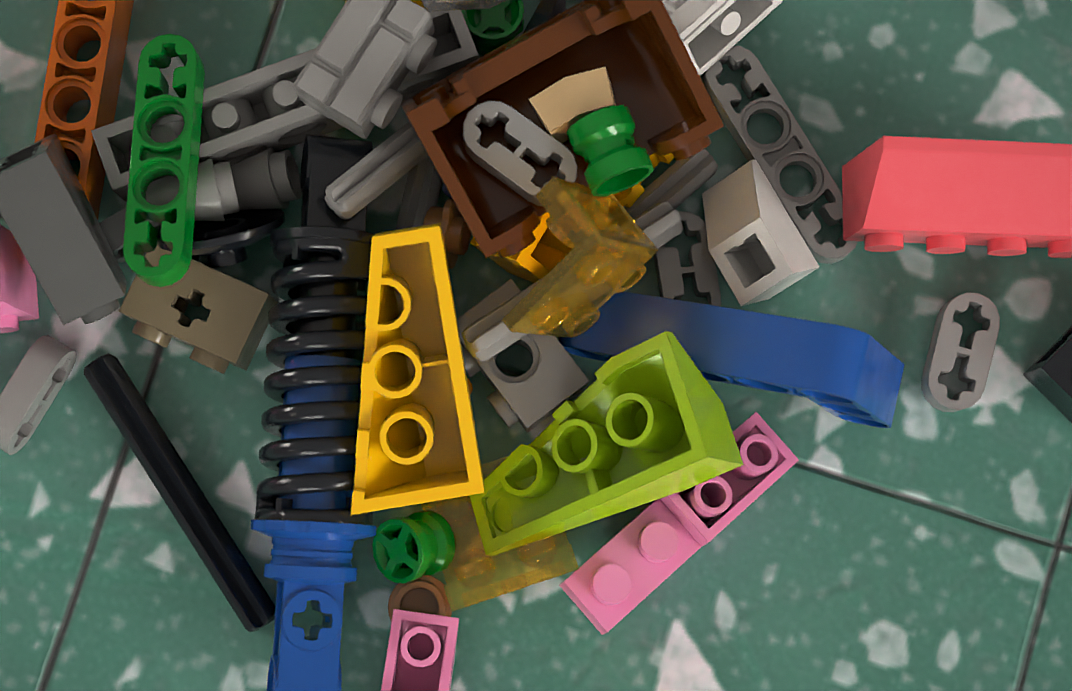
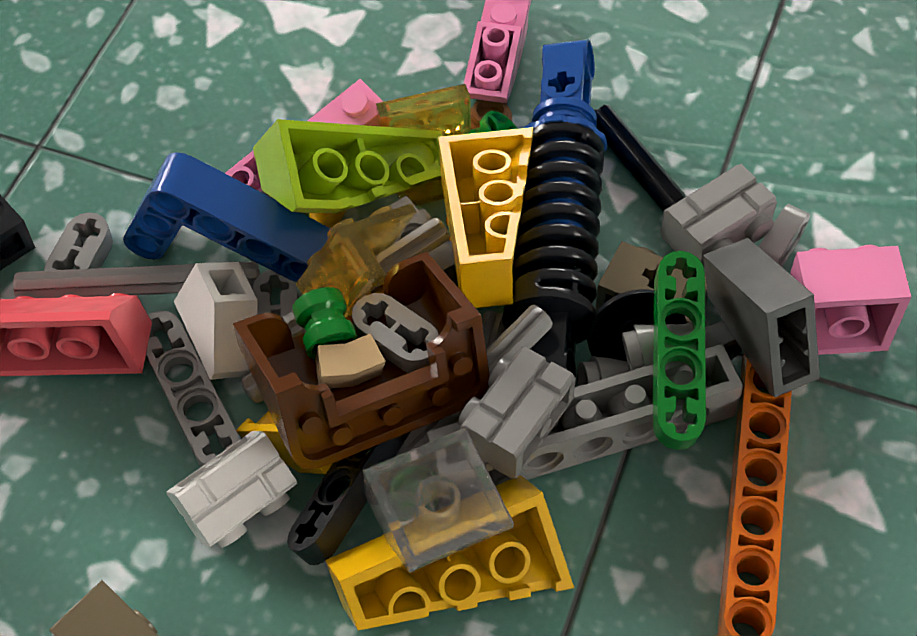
camera: 175 degrees left, 25 degrees down
(100, 403) = (720, 214): none -> light grey brick
(904, 291) = (107, 281): none -> light grey axle

